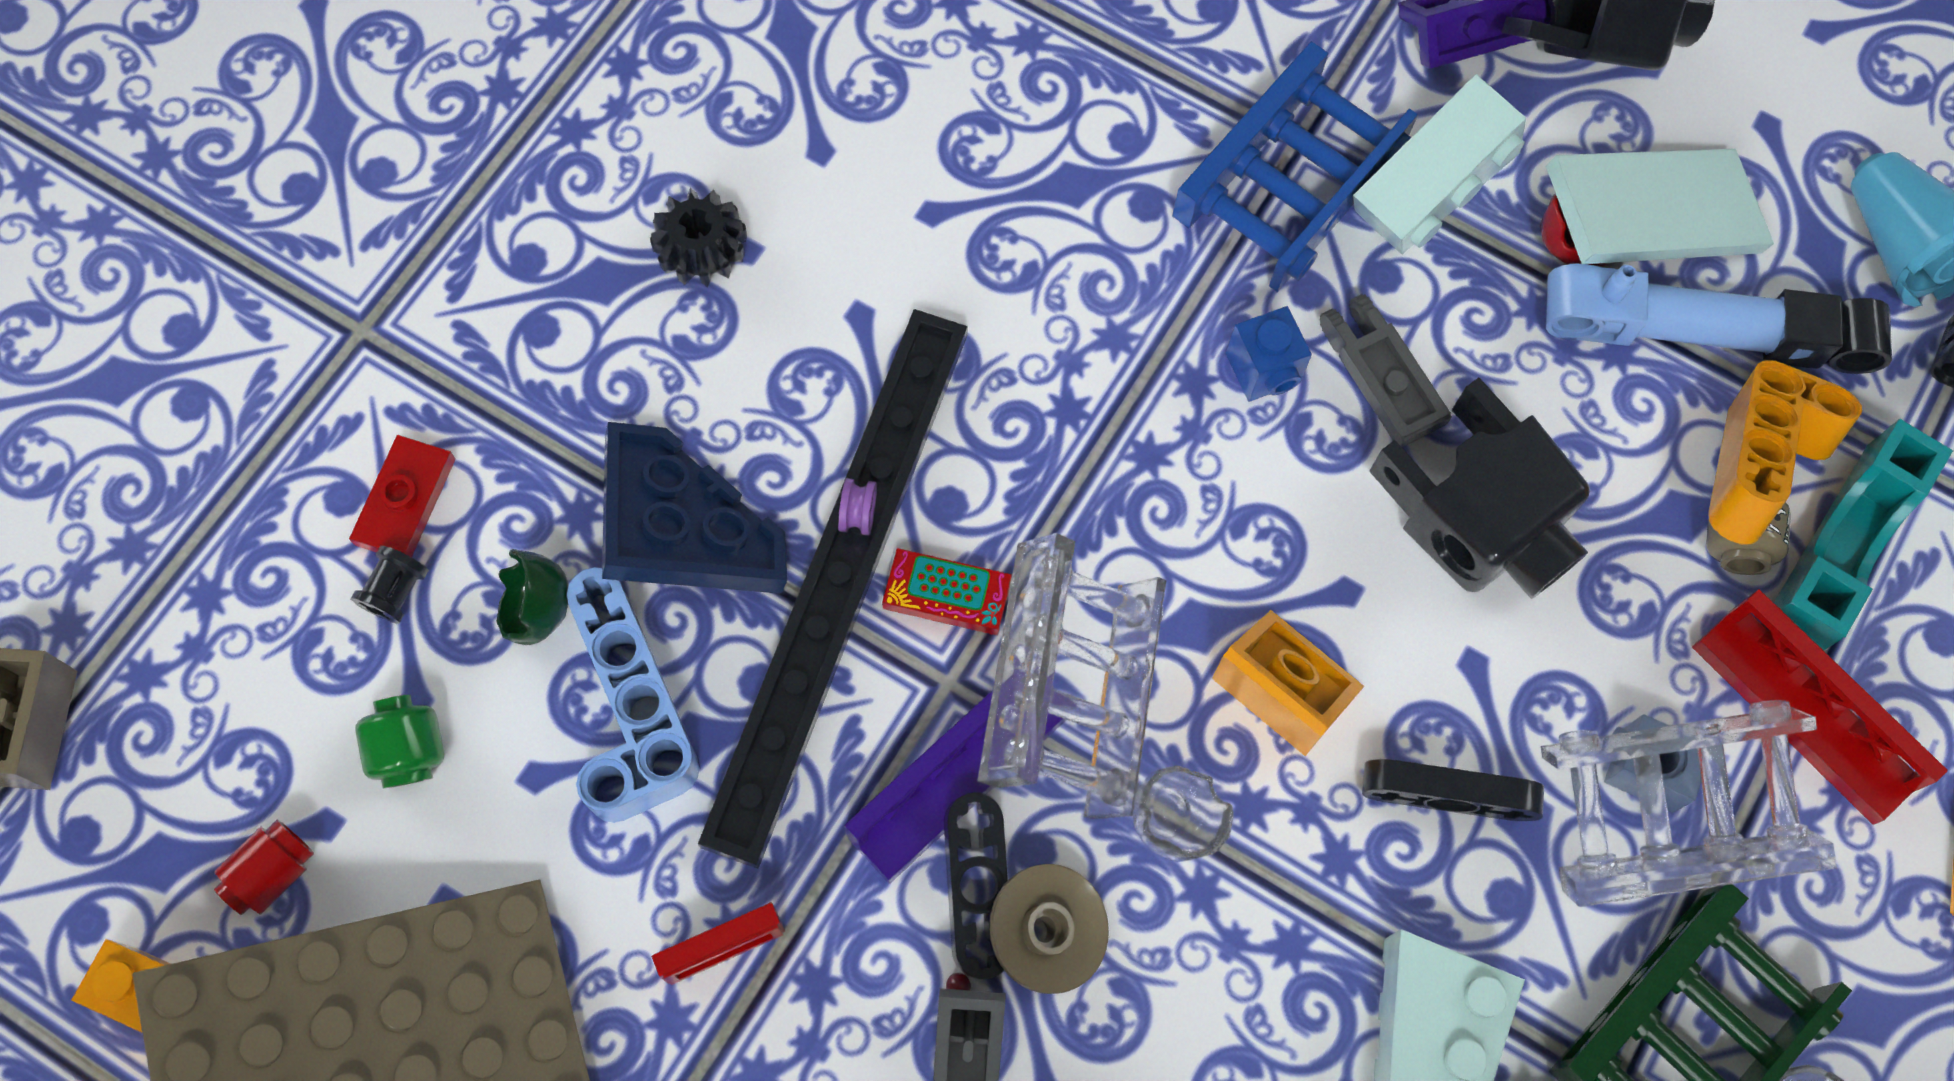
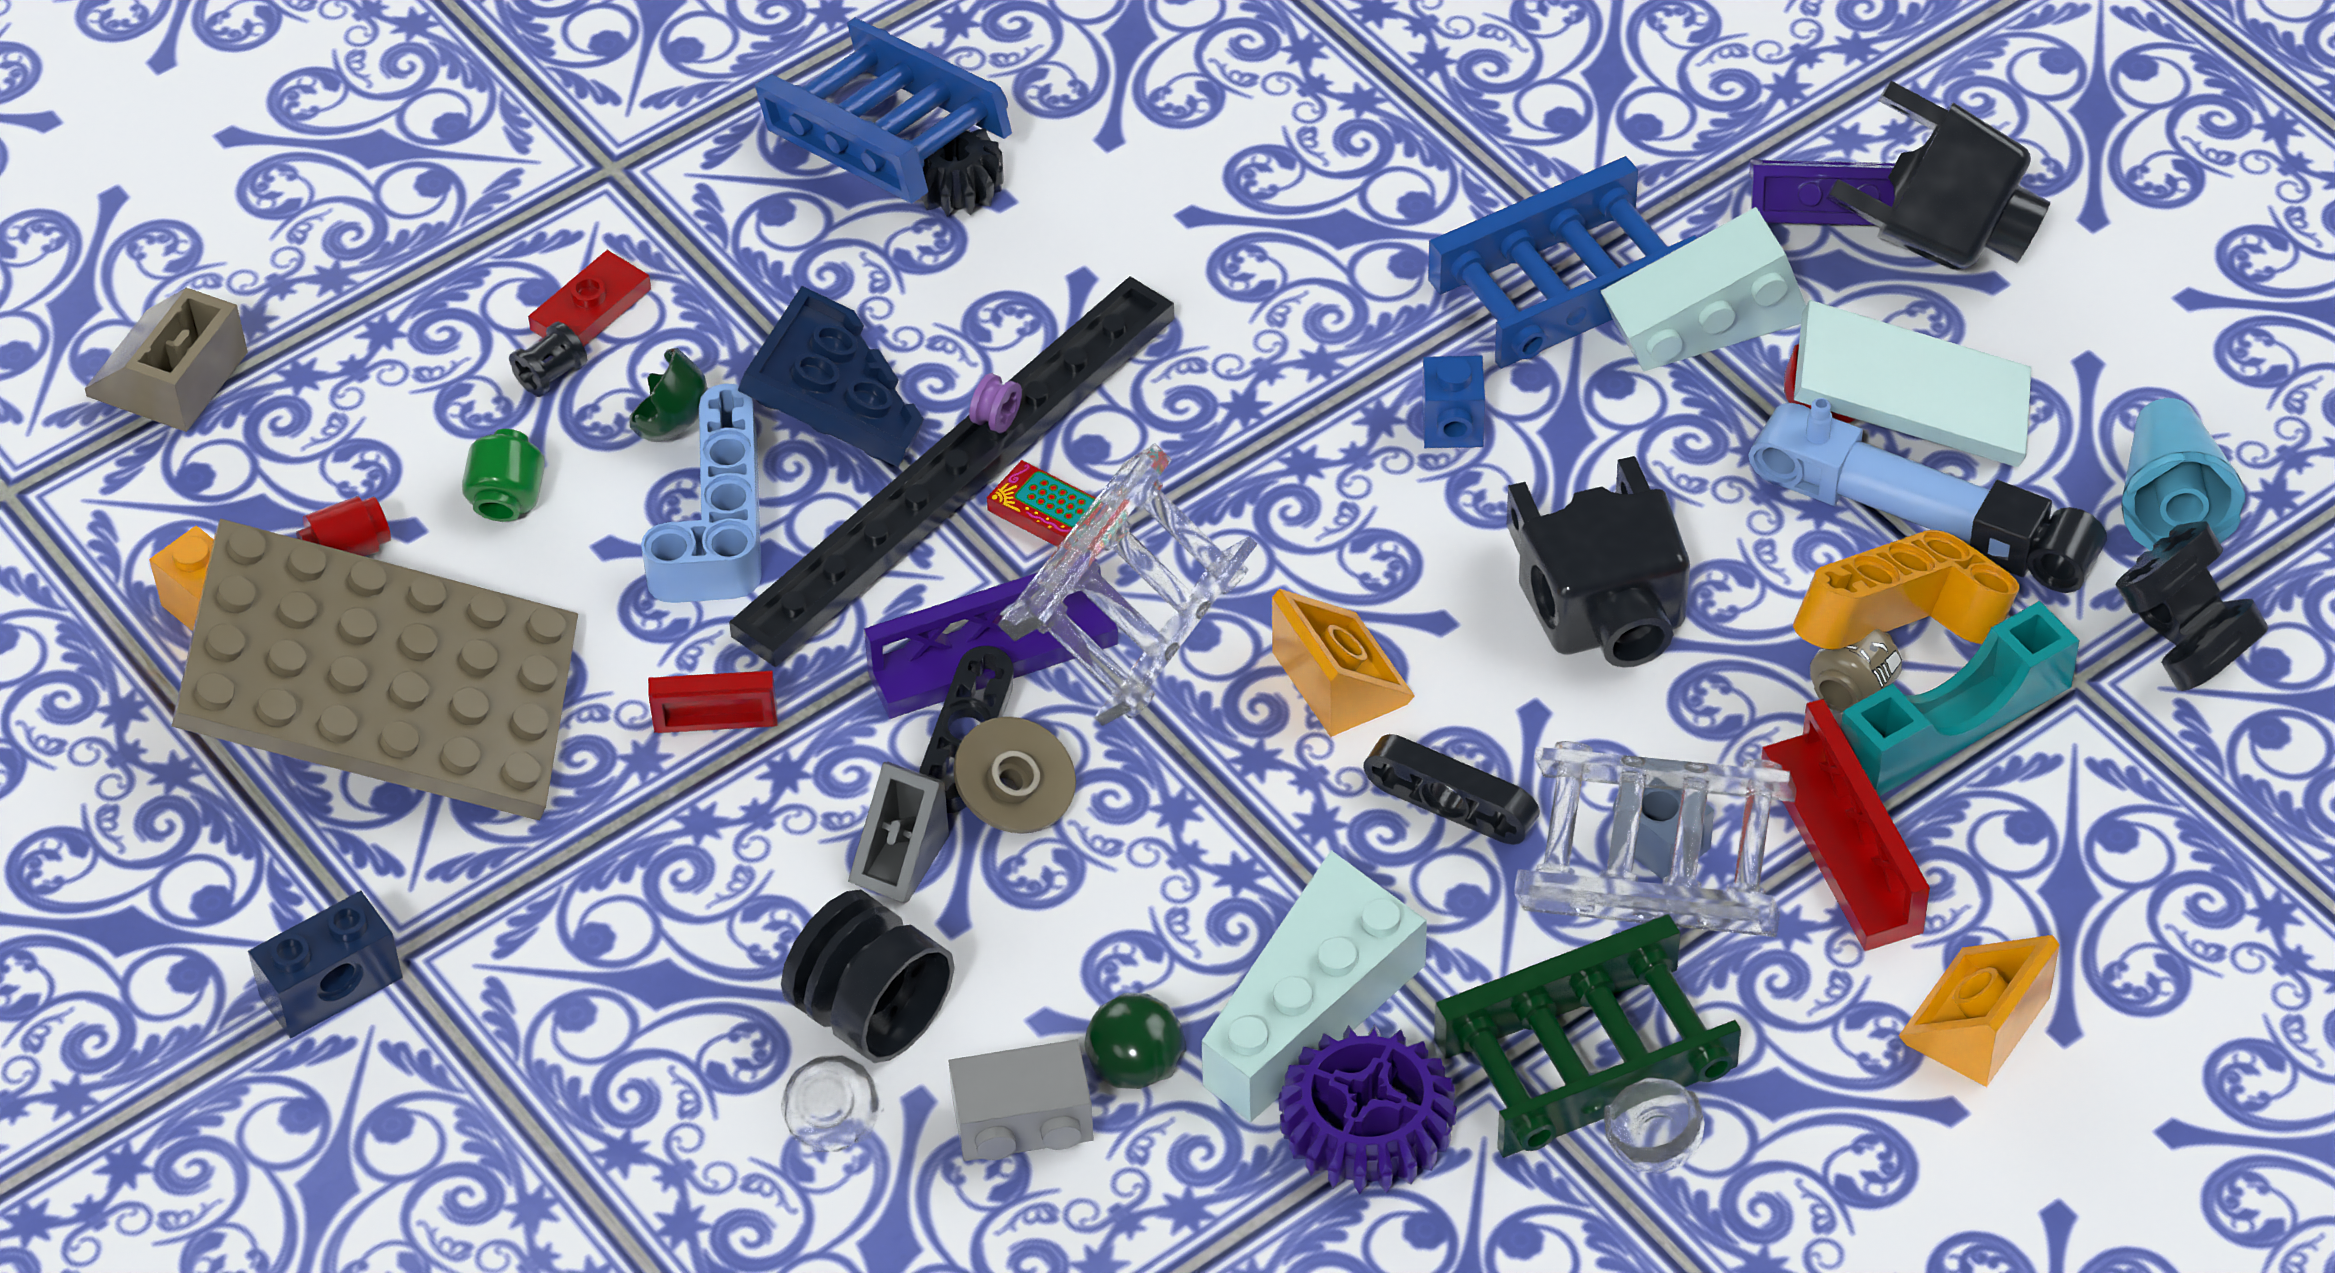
camera: 25 degrees right, 20 degrees down
(607, 246) = (873, 148): none -> blue fence
(1181, 814) = (1178, 726): clear hair -> none
(1386, 372) = (1564, 447): dark grey hinge -> none

